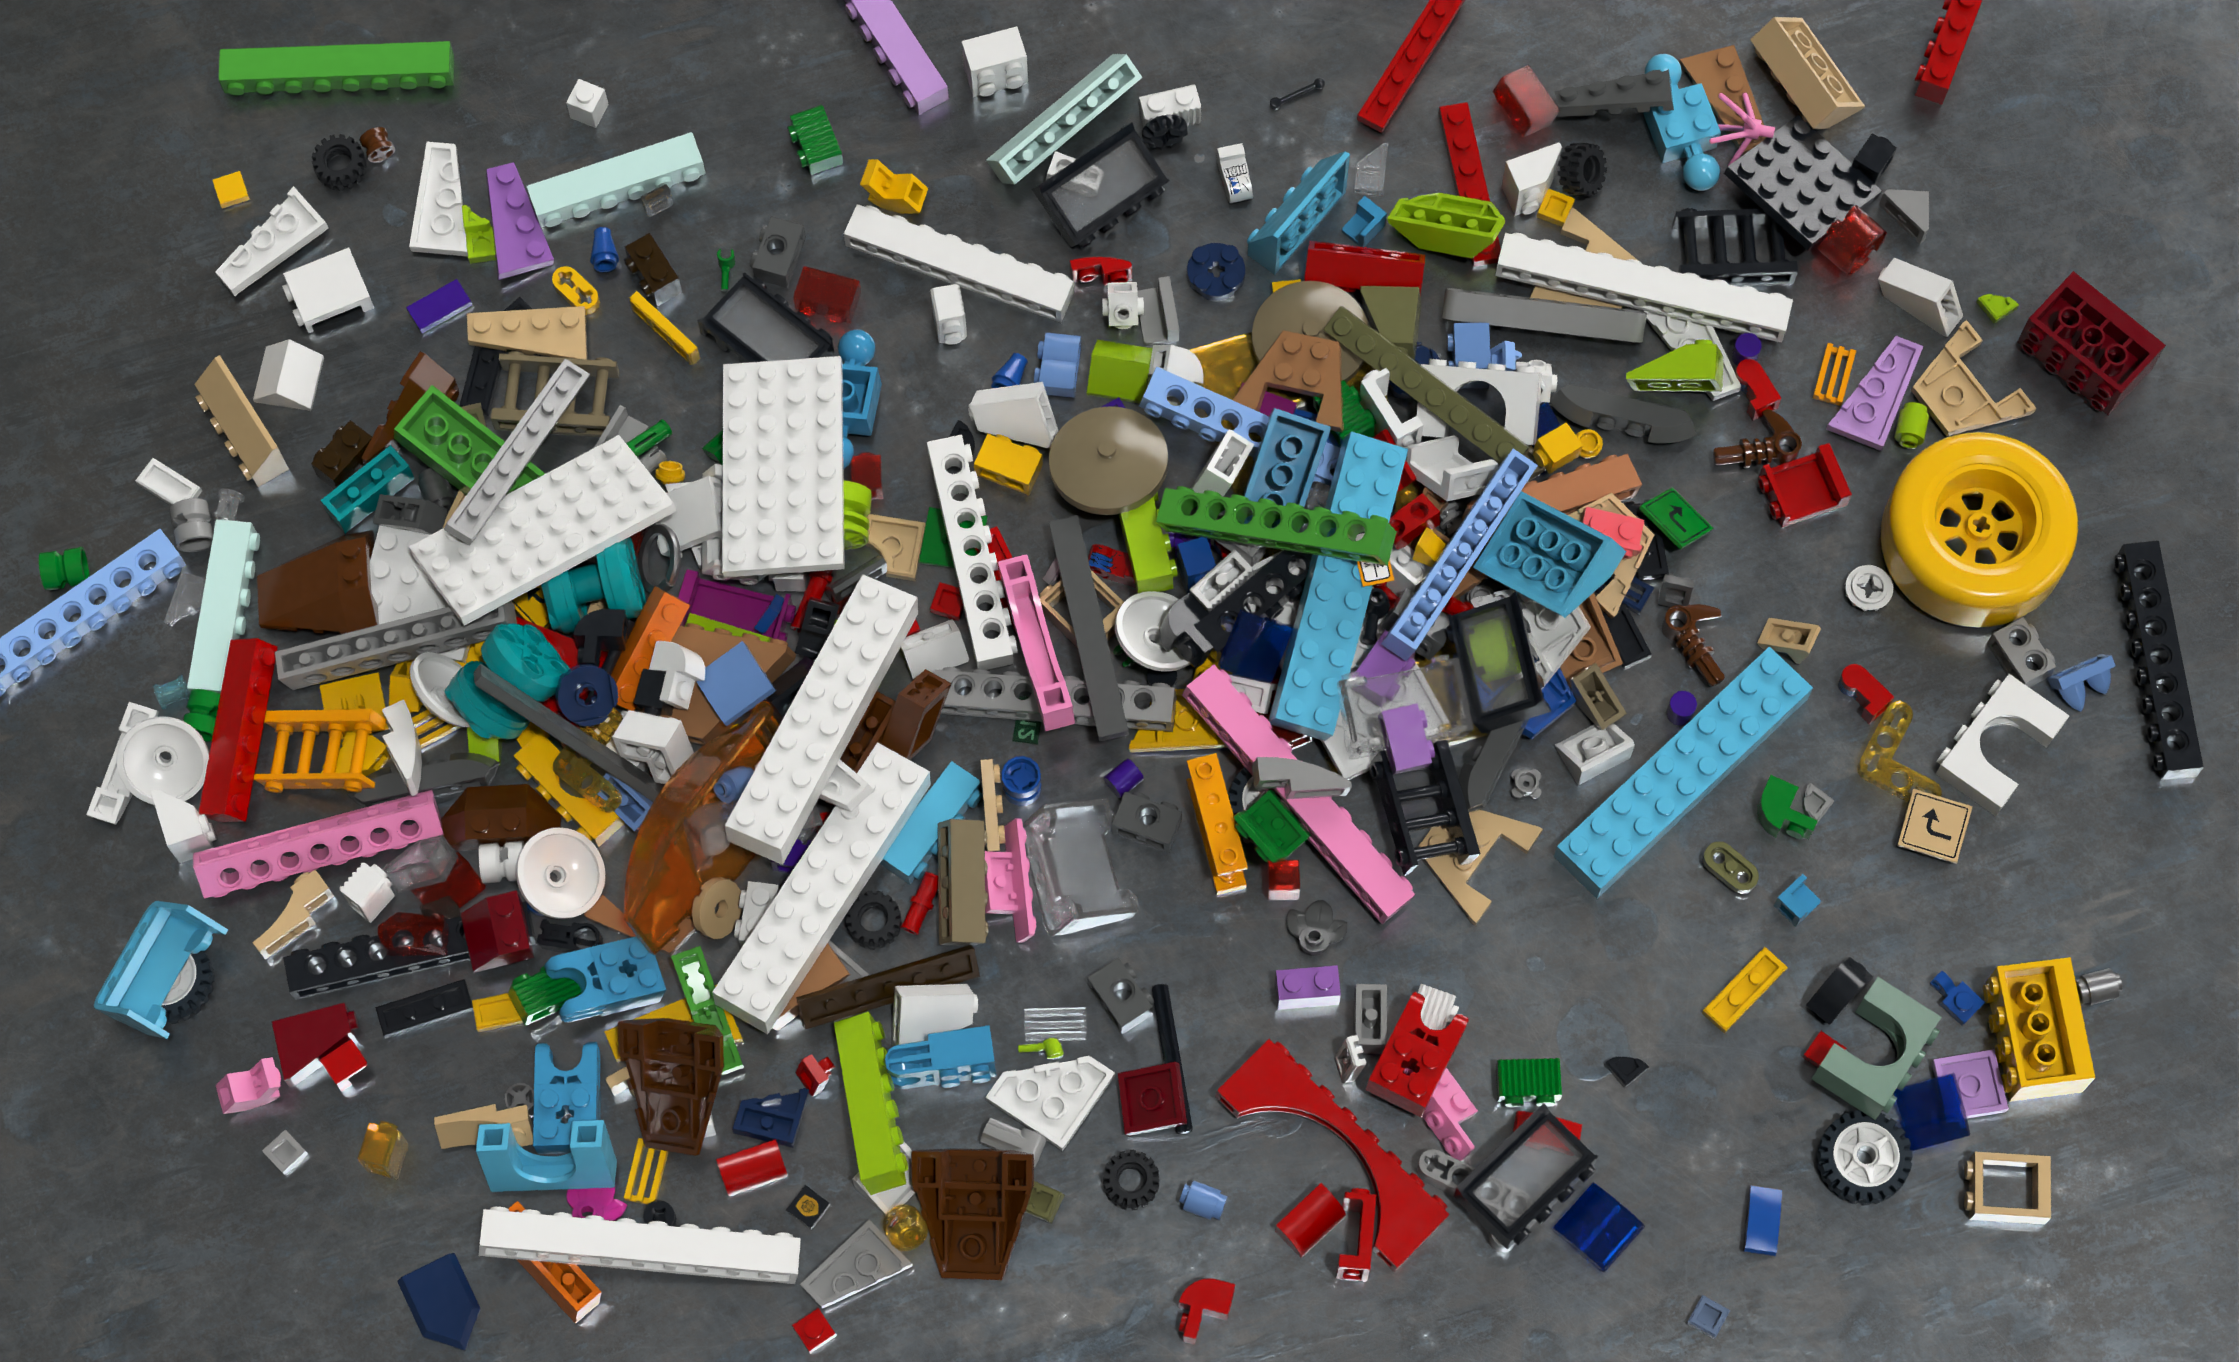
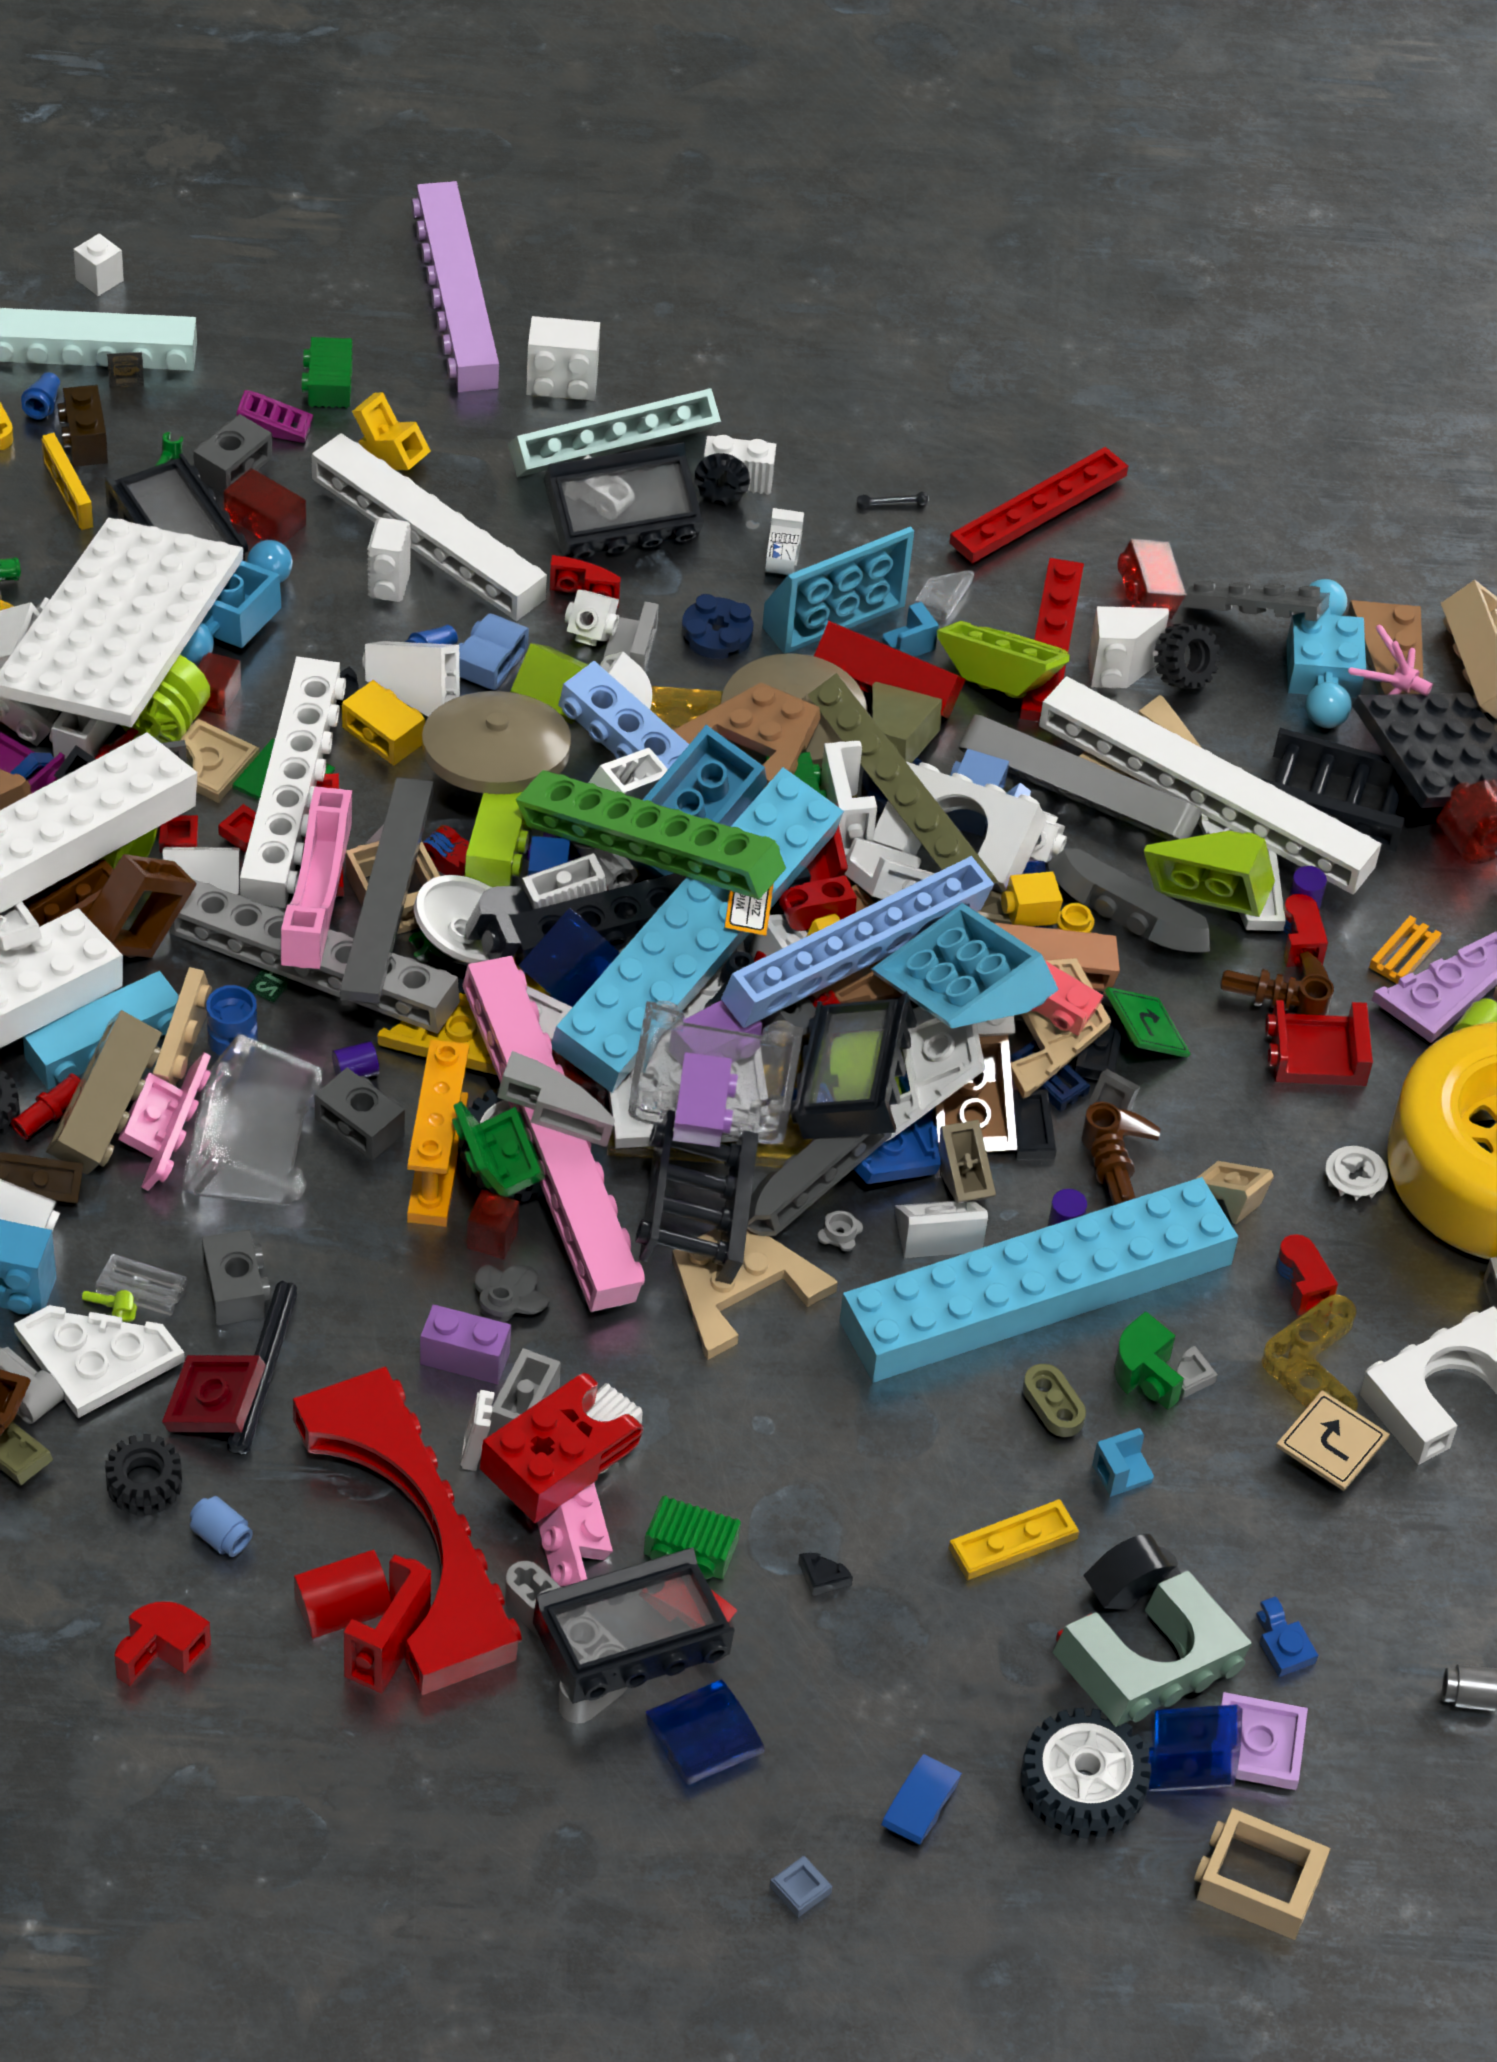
camera: 15 degrees right, 20 degrees down
(792, 191) = (267, 412): none -> magenta slope
(1555, 207) = (1140, 690): yellow tile -> none
(2039, 1029) = (1372, 1700): yellow brick -> none

